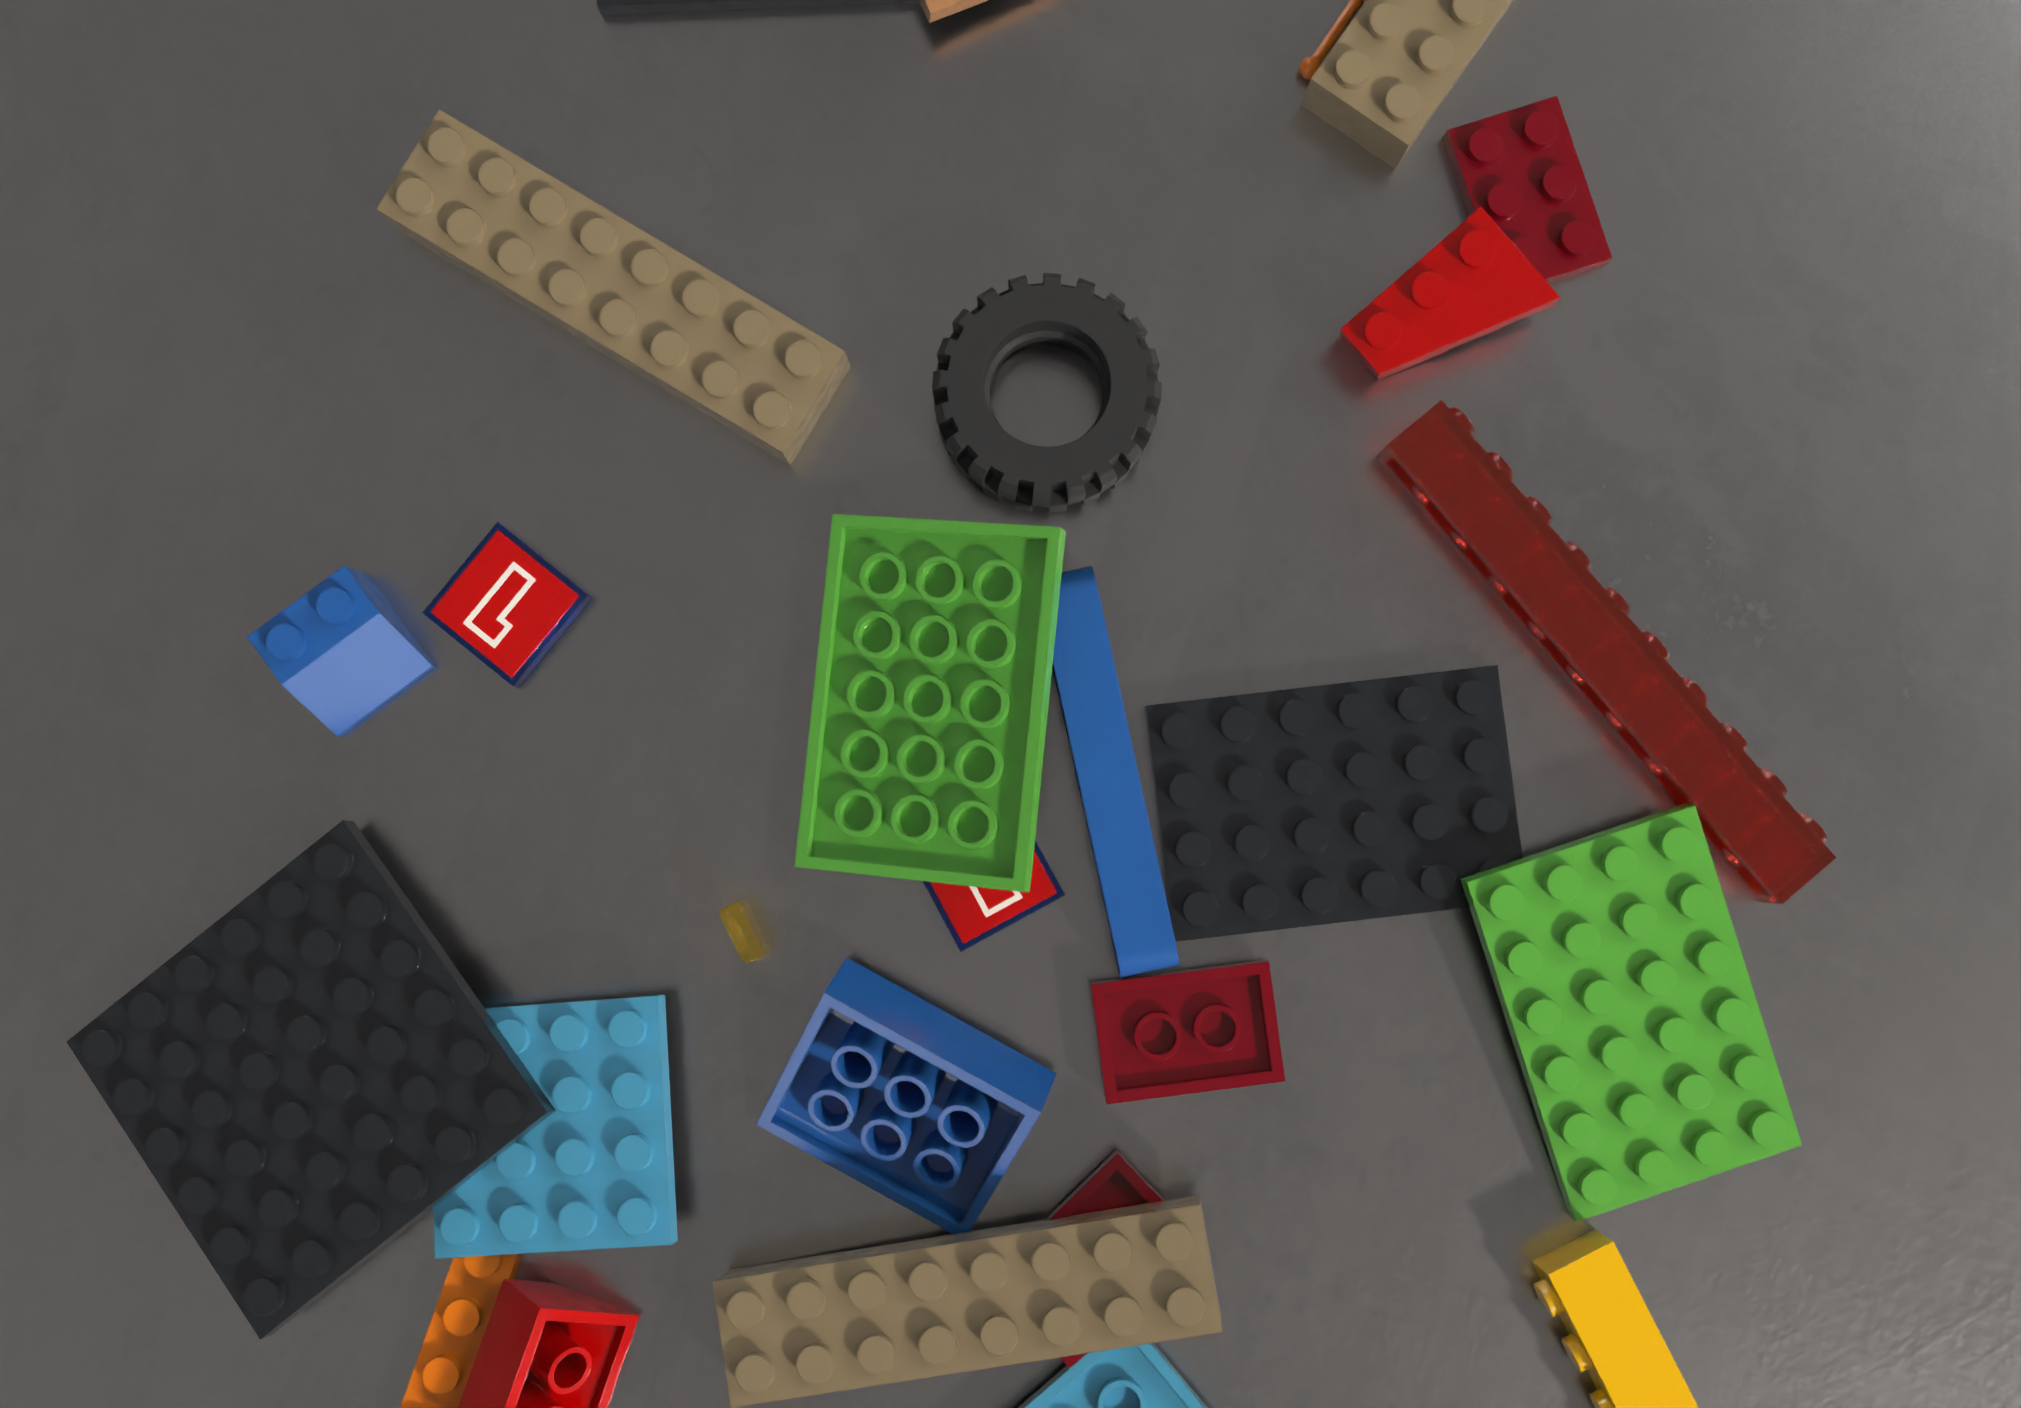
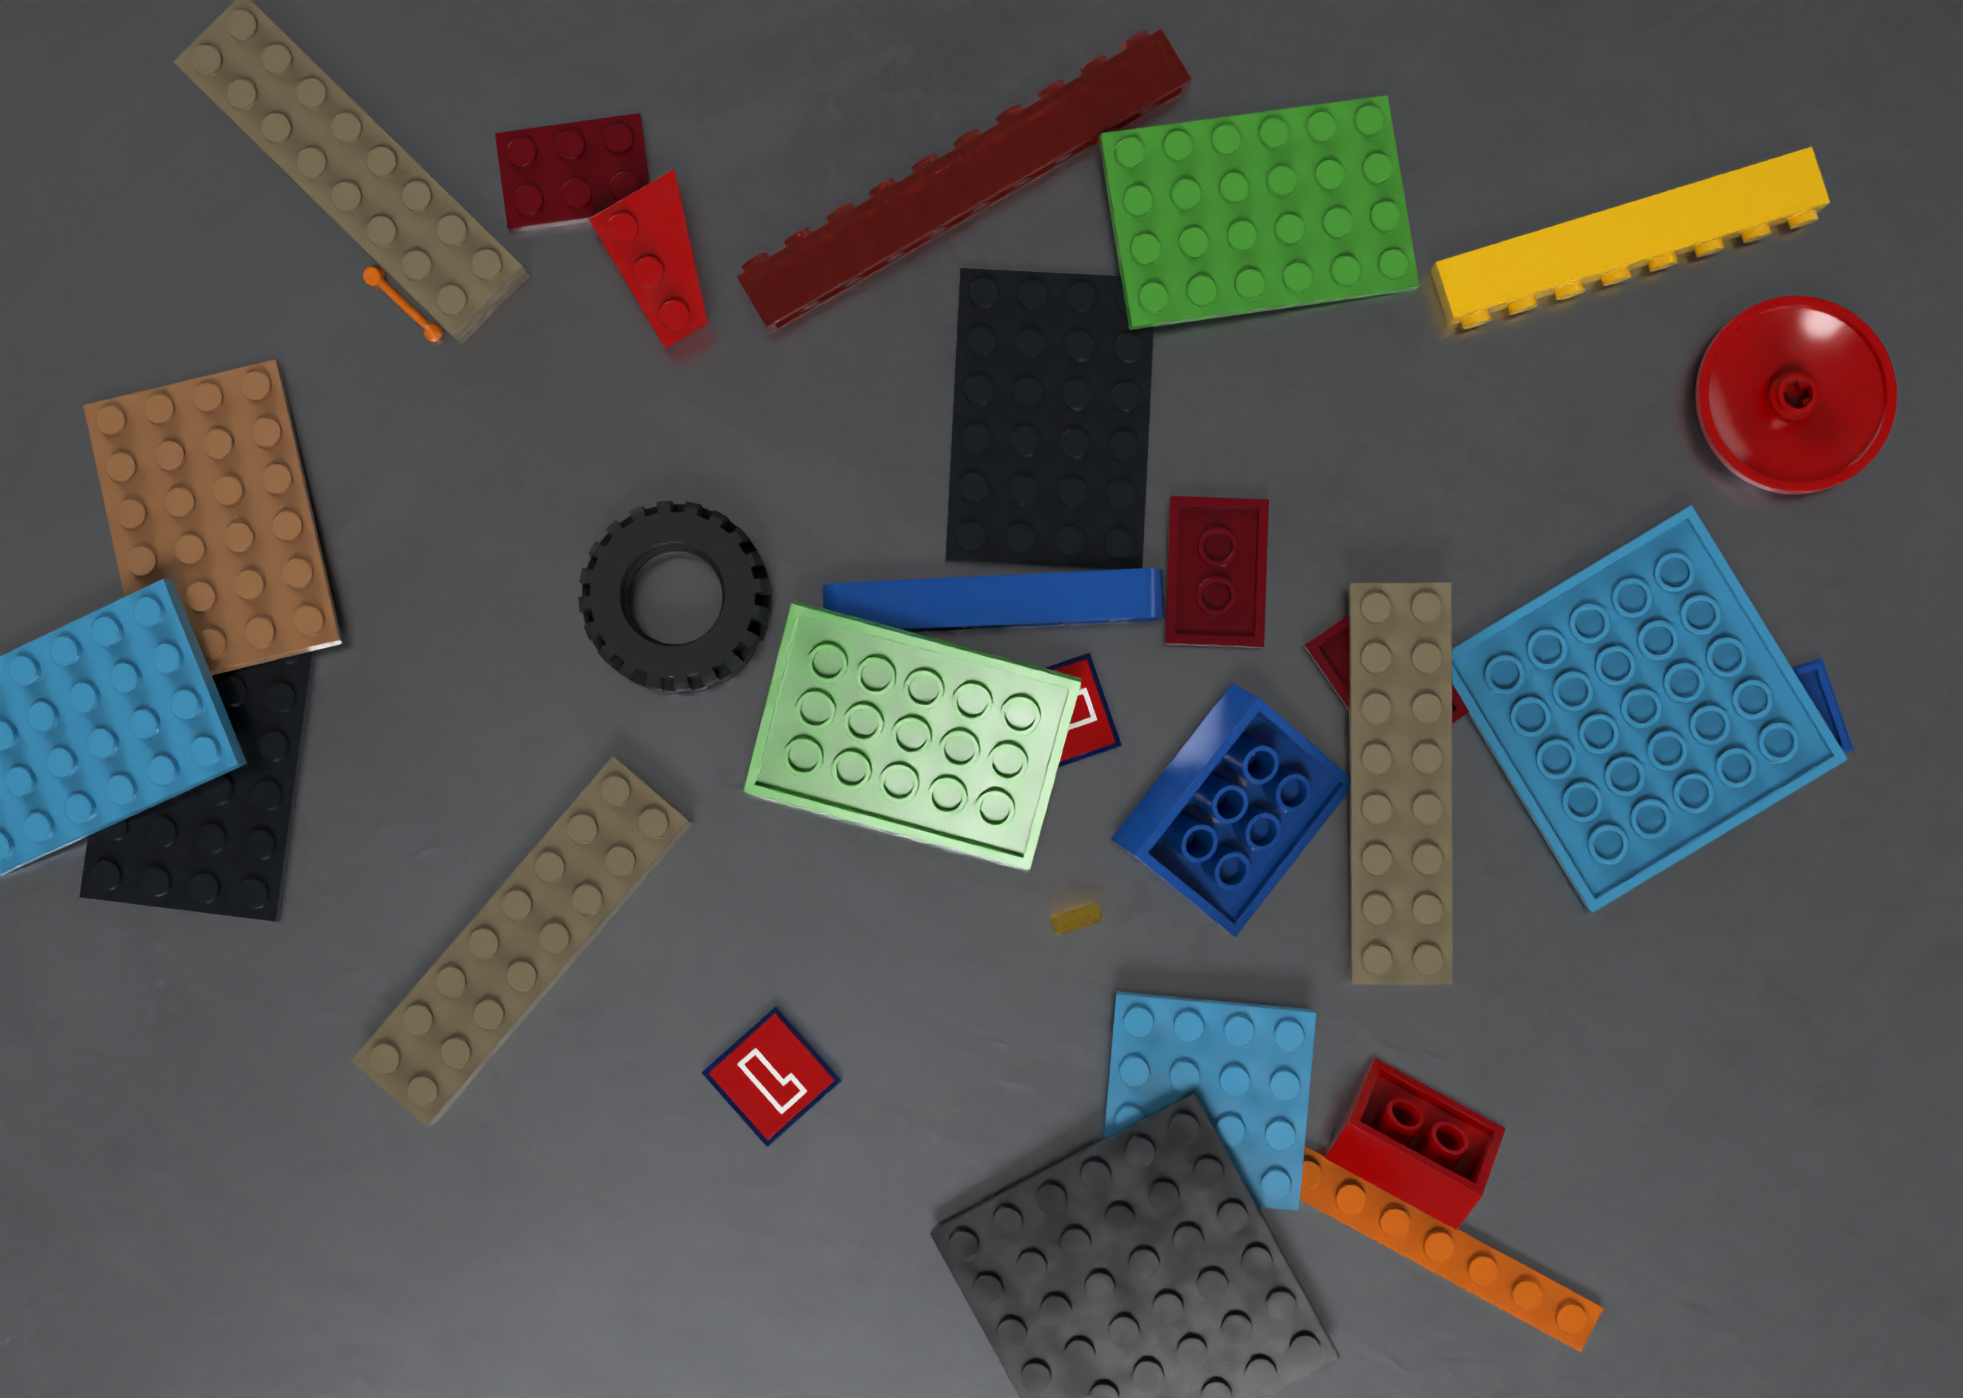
camera: 80 degrees left, 0 degrees up
(341, 650) = (789, 1216): blue slope -> none

